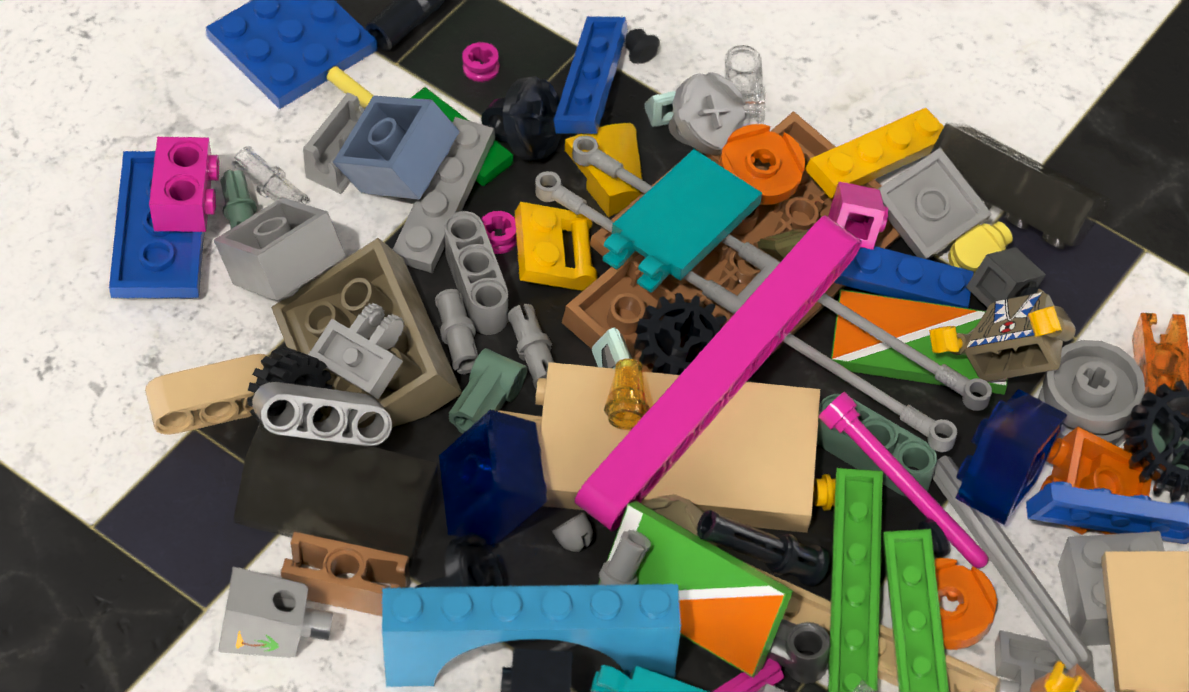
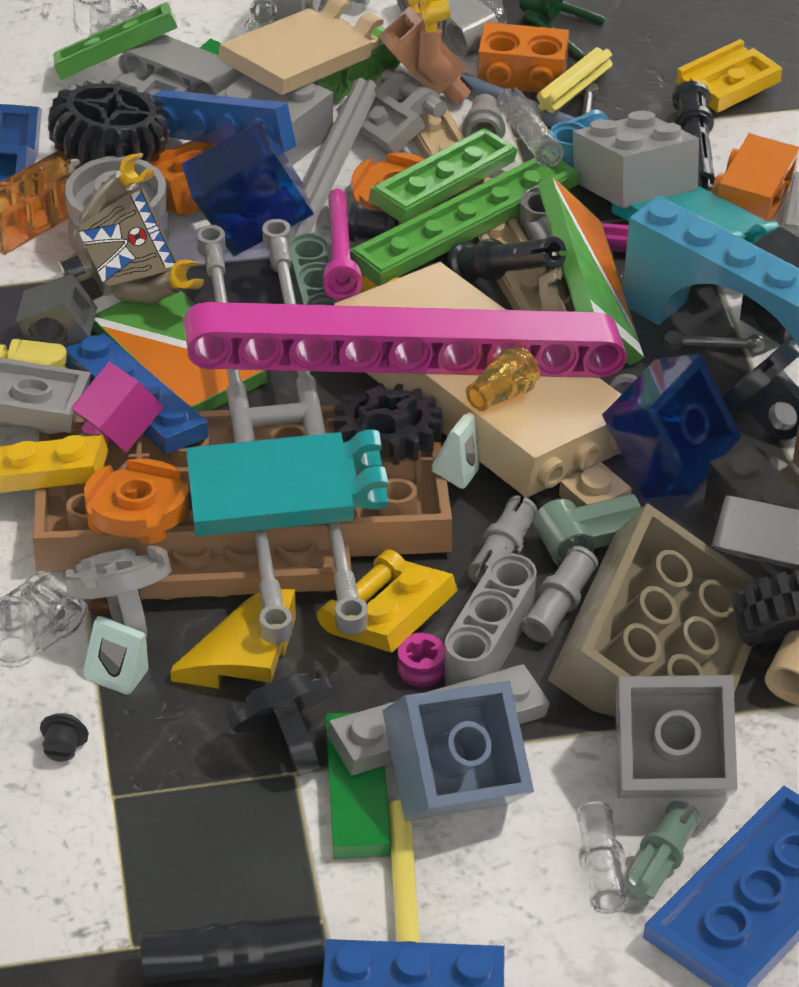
camera: 135 degrees left, 10 degrees down
(182, 184) = (718, 870): dark pink brick -> none
(328, 141) = (489, 845): light grey hinge -> none
(355, 357) = (699, 584): light grey hinge -> none
(474, 69) = (233, 828): dark pink bush -> none
(591, 75) = (157, 722): blue plate -> none
(625, 560) = (638, 314): light grey pin -> none
(782, 243) = (194, 430): olive slope -> none

